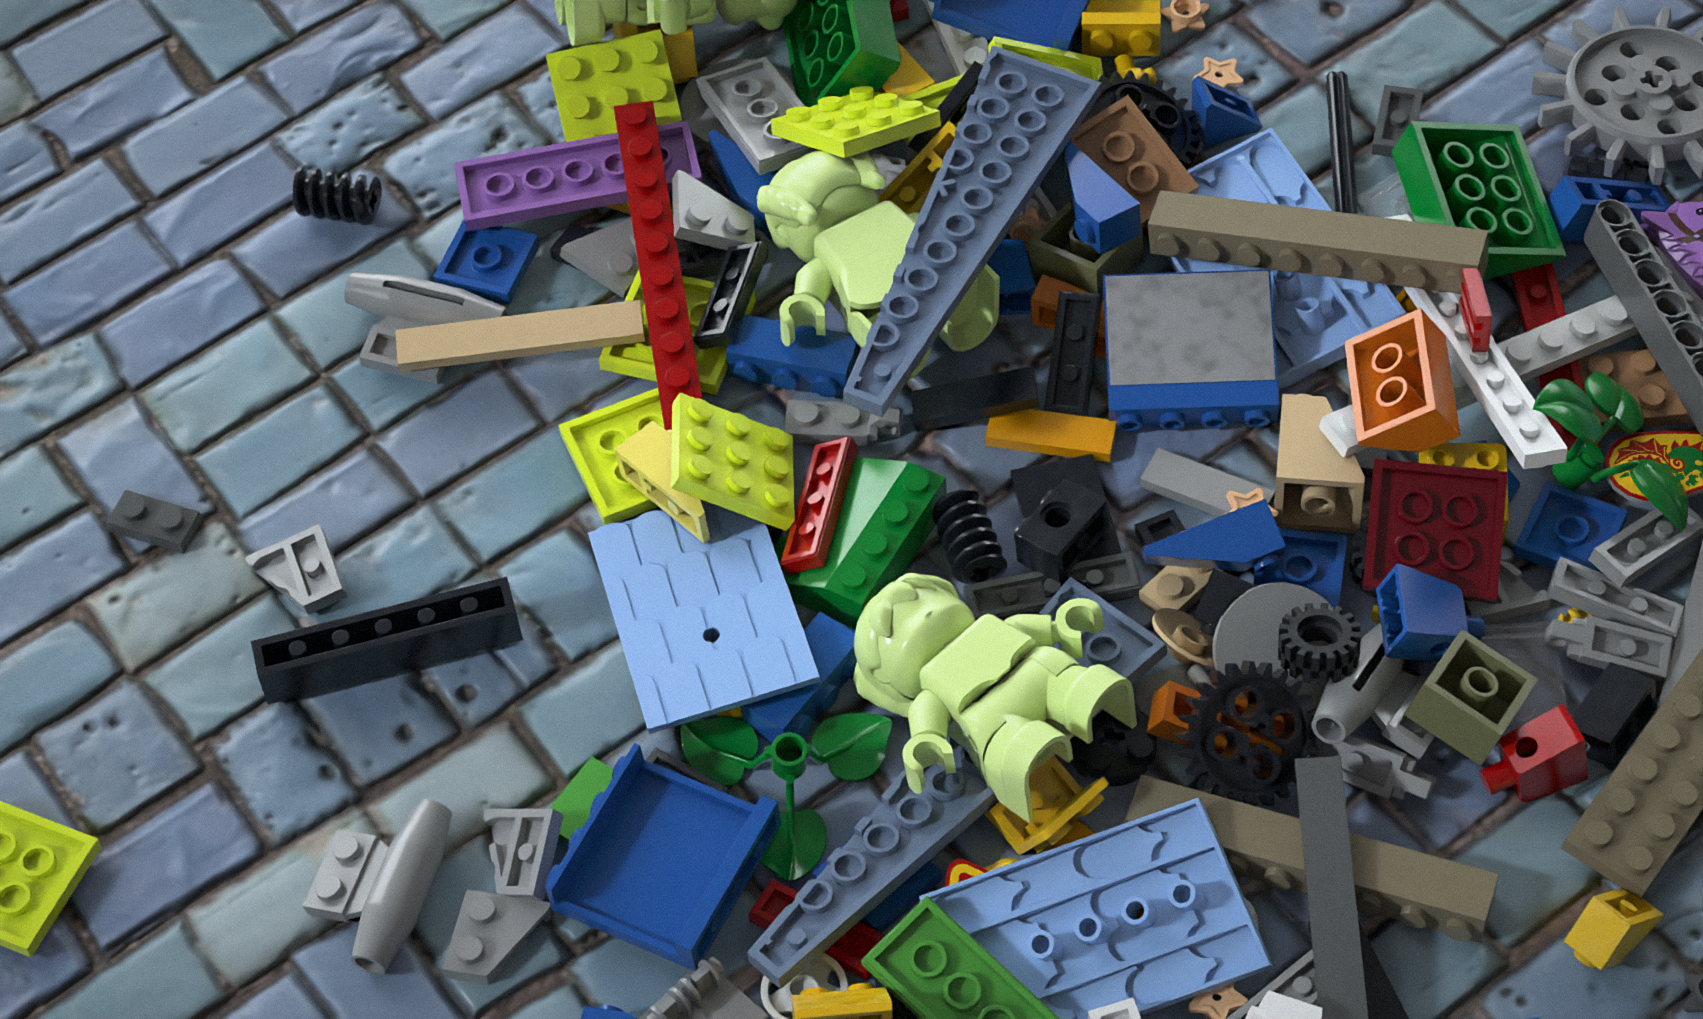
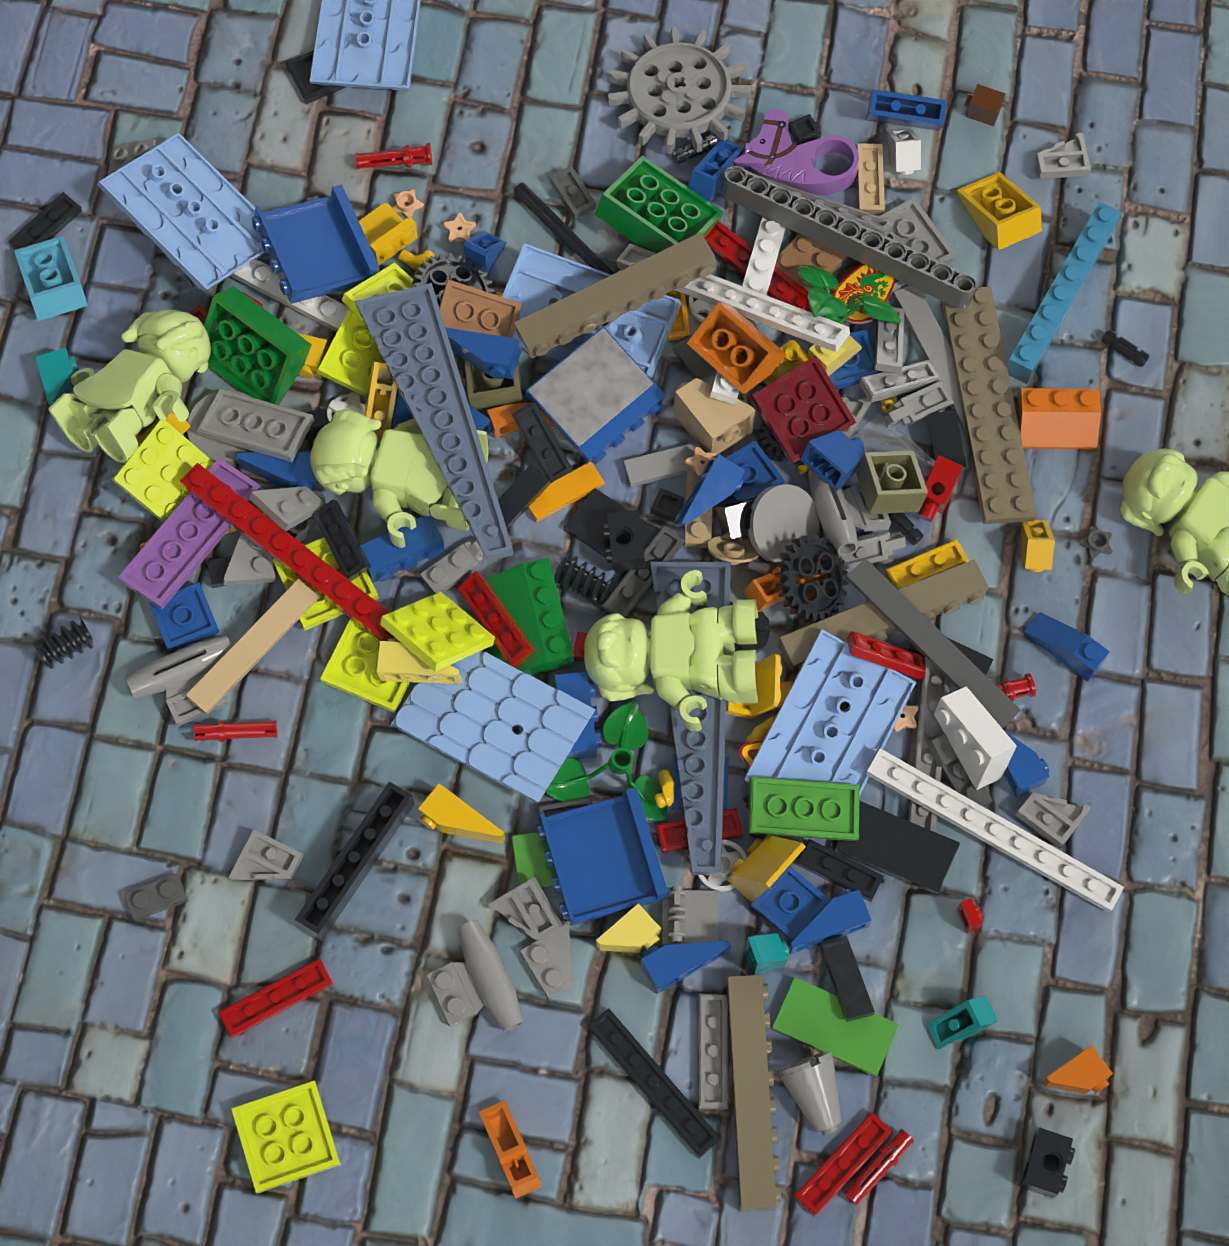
camera: 50 degrees left, 15 degrees up
(159, 724) = (275, 998): none -> red tile
(401, 404) = (240, 730): none -> red pin
(547, 683) = (455, 817): none -> yellow slope
(610, 971) = (631, 933): none -> light yellow slope
(821, 846) = (667, 785): none -> yellow arm
(855, 122) = (324, 397): neon yellow plate -> none
(950, 109) = (358, 357): black tile -> none
(1259, 899) = (886, 655): none -> red tile
(1319, 661) = (809, 522): black tyre -> none
(1437, 840) = (927, 564): none -> yellow tile
(1450, 777) = (906, 528): none -> black axle
(1475, 310) = (732, 280): red tile -> none
(1550, 500) = (833, 360): none -> light yellow slope

